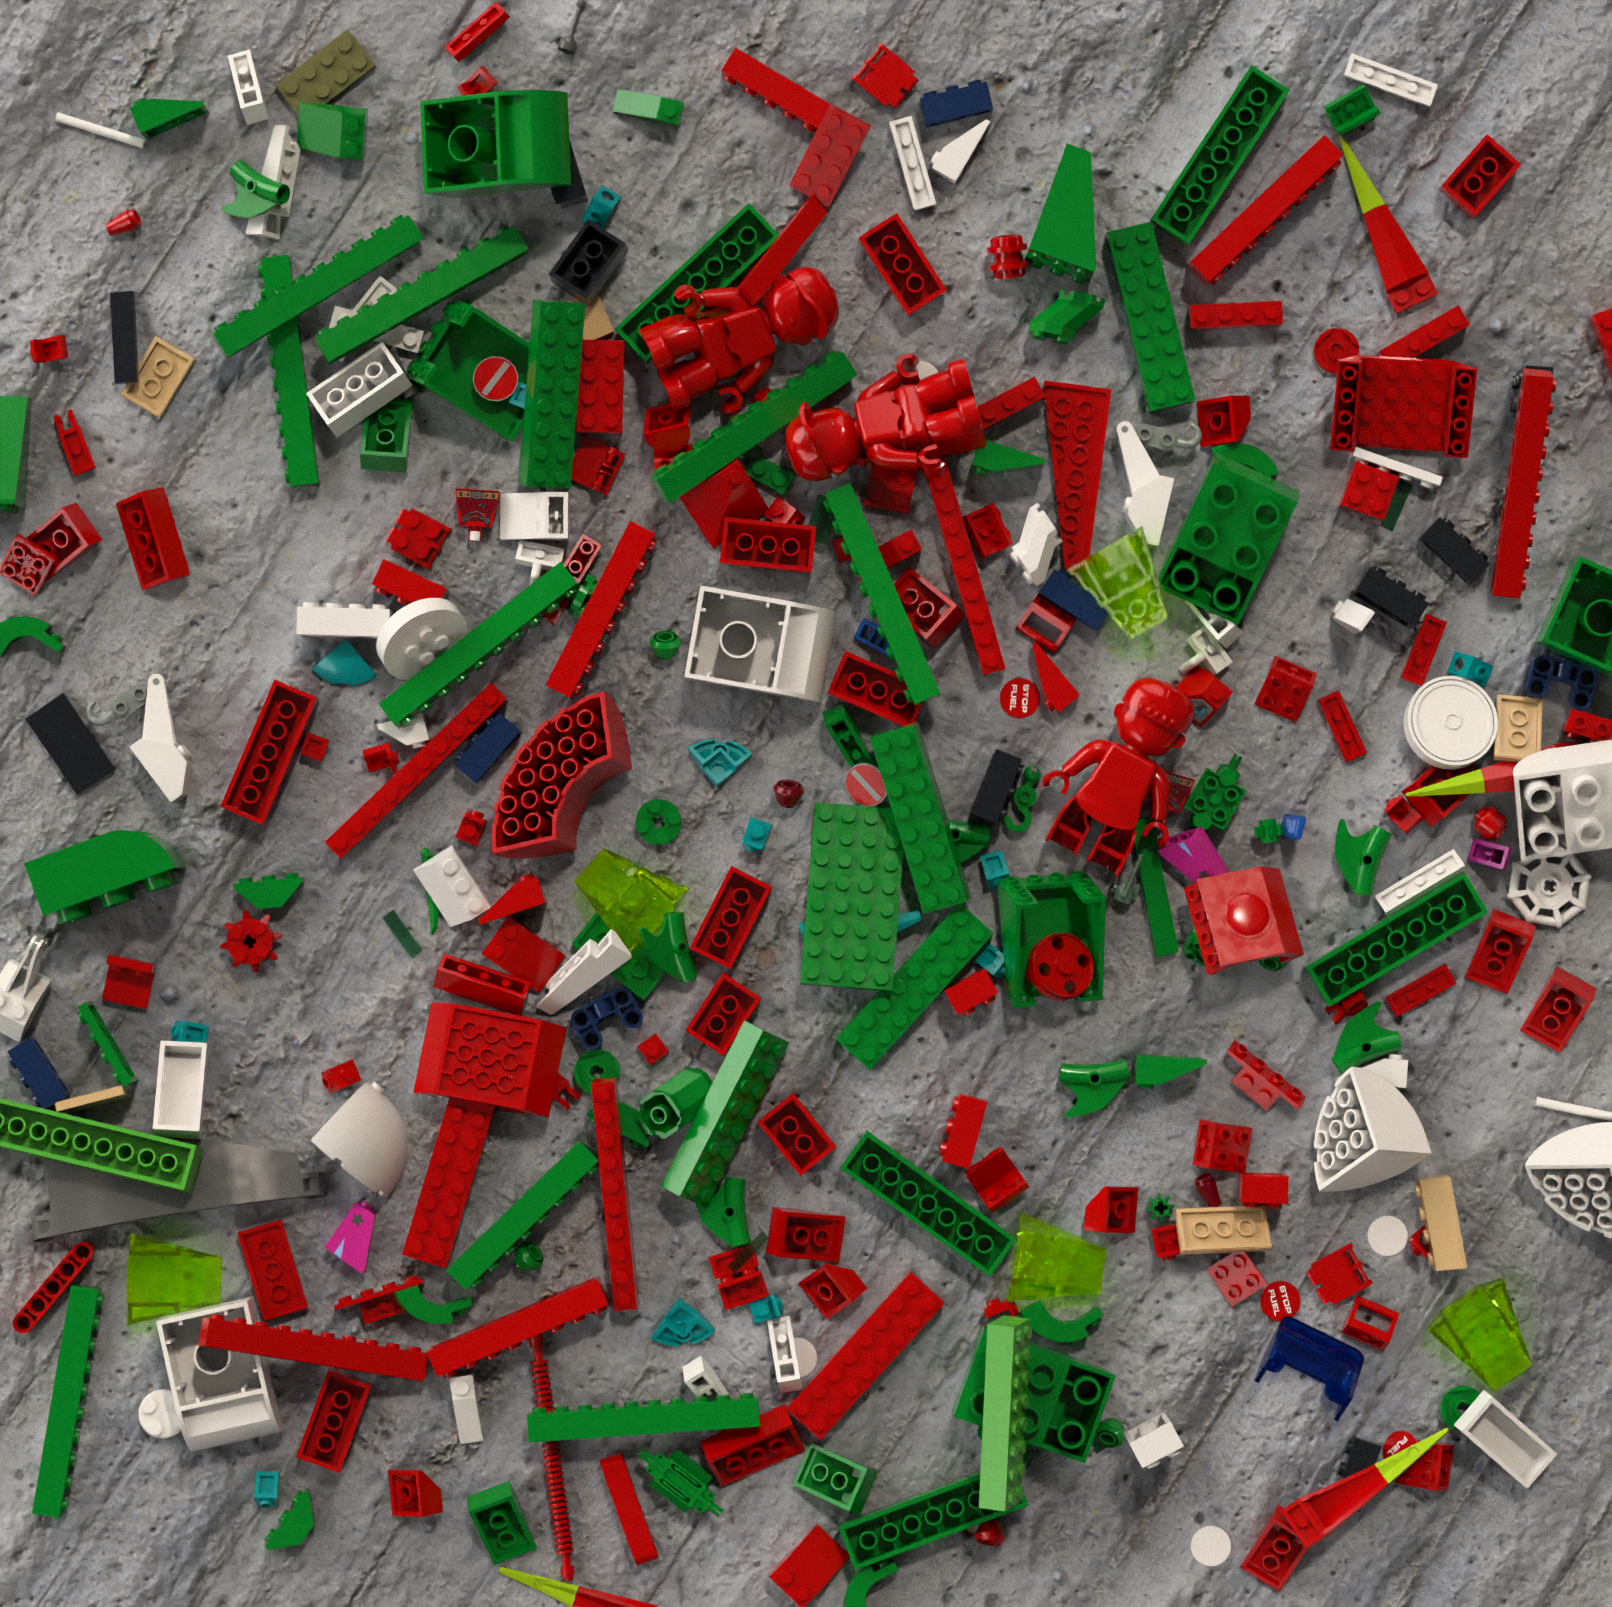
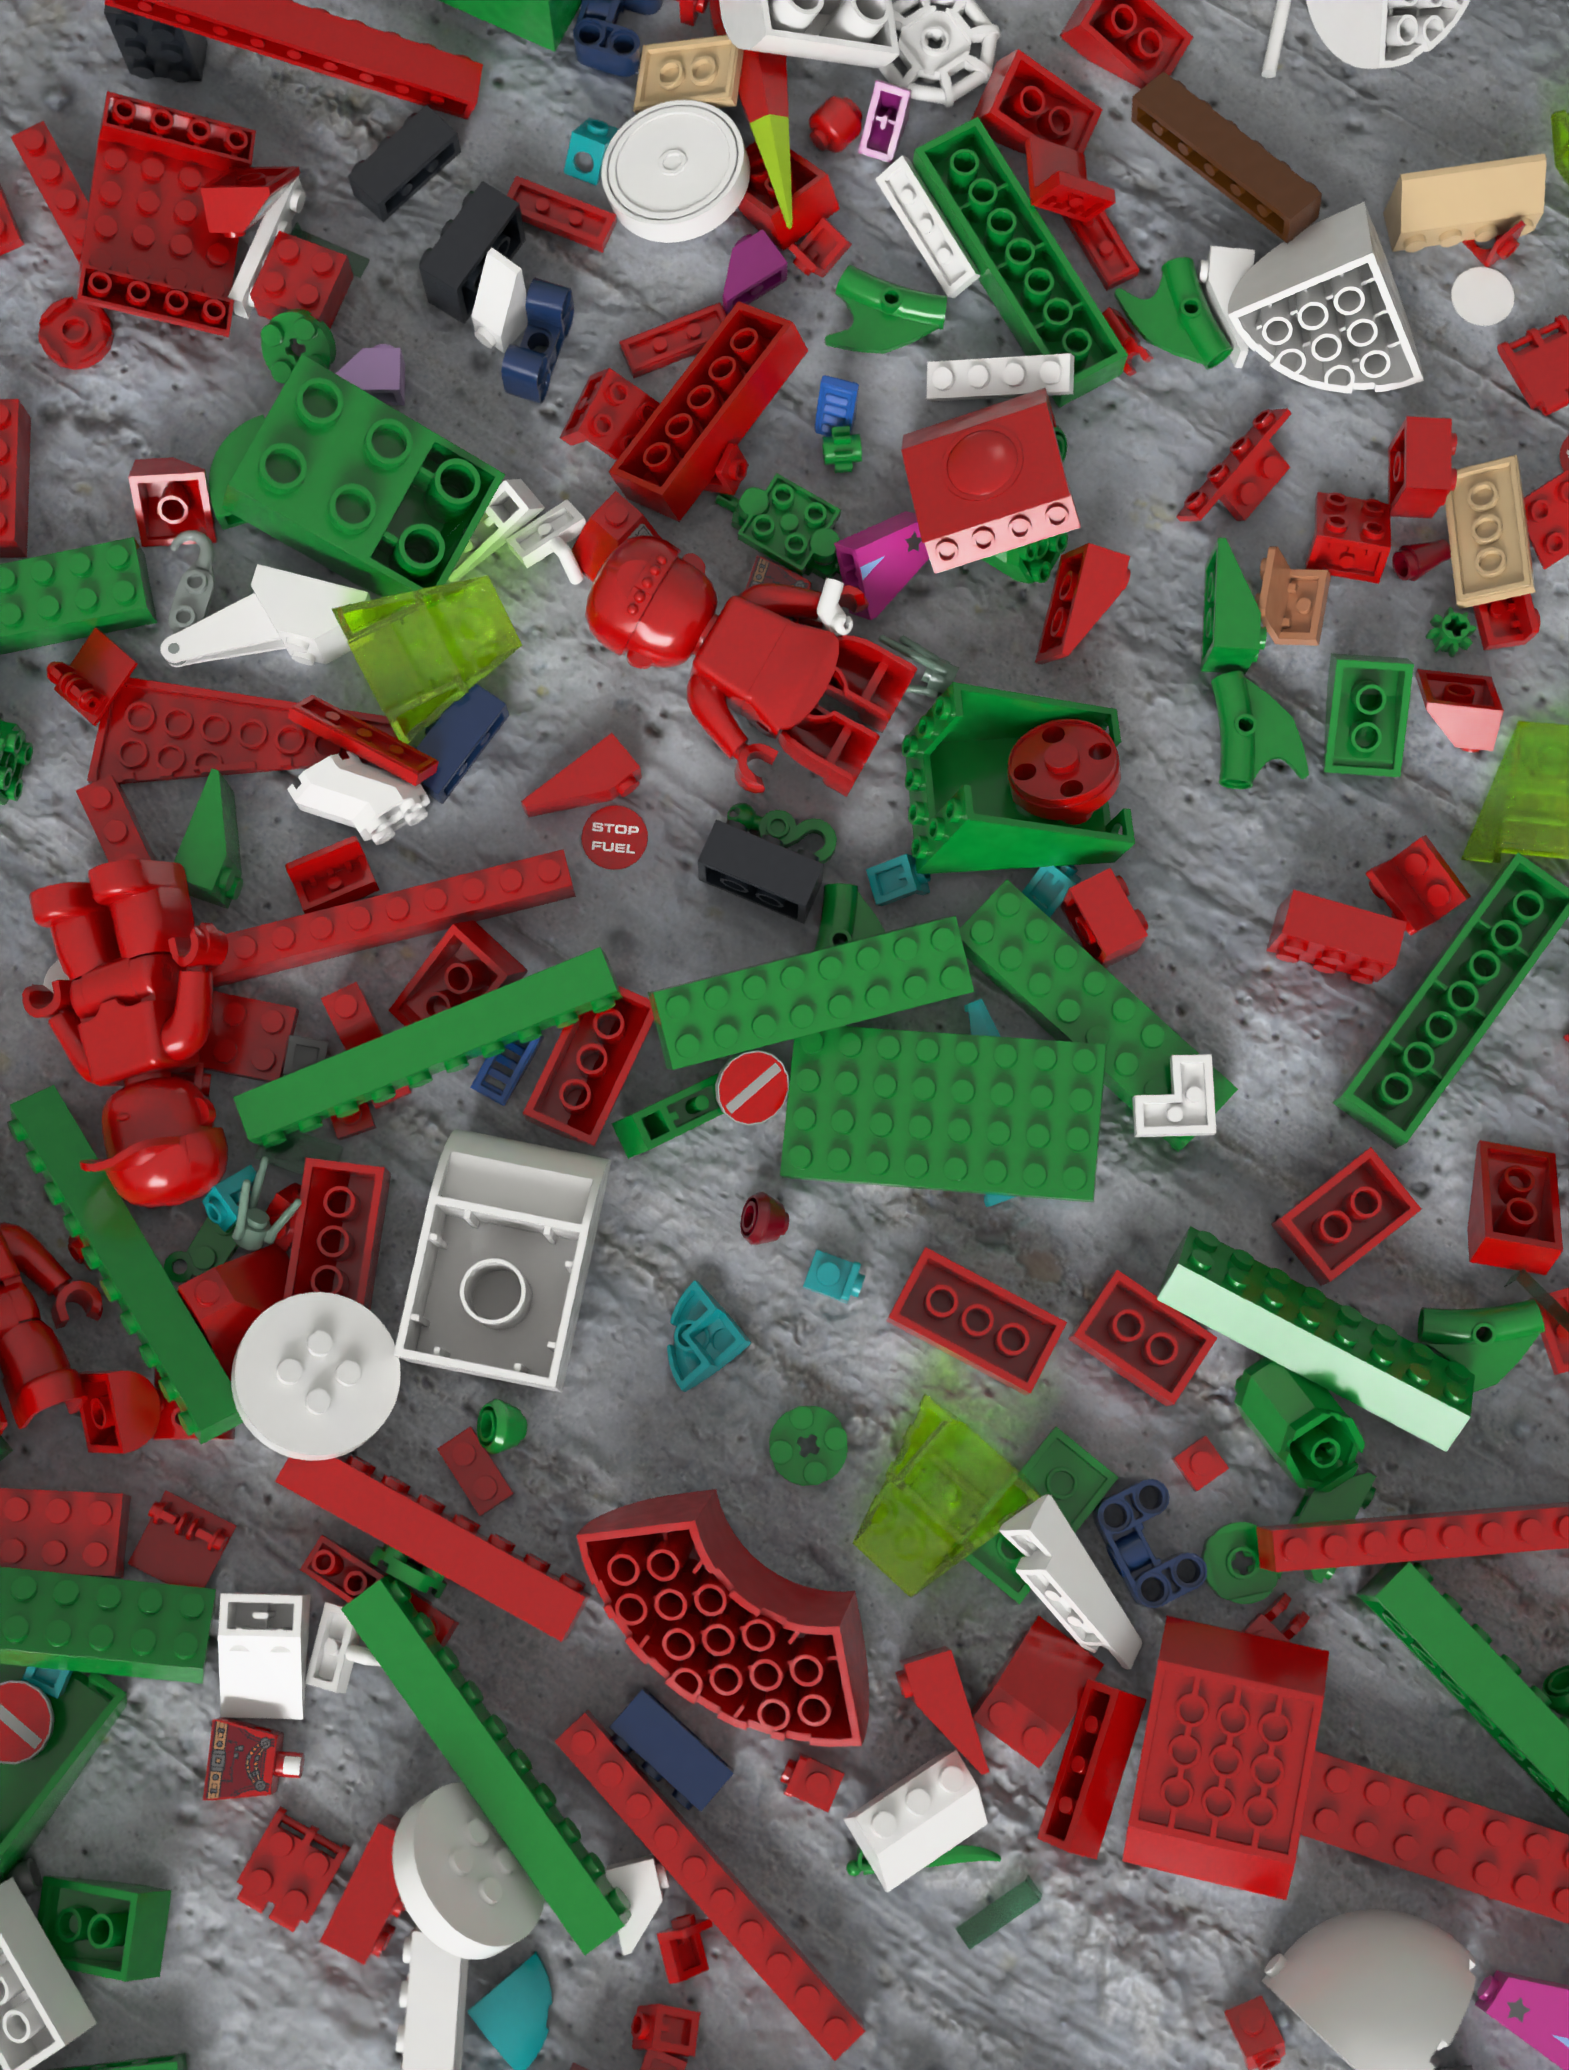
camera: 90 degrees left, 10 degrees down
(337, 749) = (665, 2029): none -> red bracket
(640, 630) = (475, 1471): none -> red plate
(670, 948) = (1029, 1426): green pin -> none
(688, 541) = (315, 1376): none -> white brick
(778, 497) = (252, 1223): none -> sand green plant
(790, 478) = (223, 1199): none -> teal bracket
(855, 1039) = (1188, 1109): none -> white plate
(879, 519) = (302, 1053): none -> dark grey plate
(1050, 613) = (476, 779): red tile -> none
(1069, 546) = (363, 740): none -> red tile
(1106, 1153) = (1366, 714): none -> green slope
(1109, 380) = (92, 676): none -> red hinge
(1151, 823) = (830, 611): none -> white arm
(1154, 892) = (956, 625): green tile -> none
(1172, 978) = (1082, 592): none -> red slope
(1176, 1107) = (1292, 600): none -> nougat bracket
(1252, 756) = (729, 471): none -> red bracket
(1288, 748) = (707, 409): none -> red brick
(1308, 537) = (378, 372): none -> lavender slope
(1313, 489) = (307, 330): none -> green plate
(1315, 927) = (999, 377): none -> white plate
(1348, 645) = (549, 321): none -> dark blue beam
(1387, 772) = (753, 270): none -> magenta slope
(1420, 455) = (244, 196): none -> red slope
(1448, 965) = (1061, 183): none -> red bracket
(1468, 1069) = (1226, 157): none -> reddish brown brick

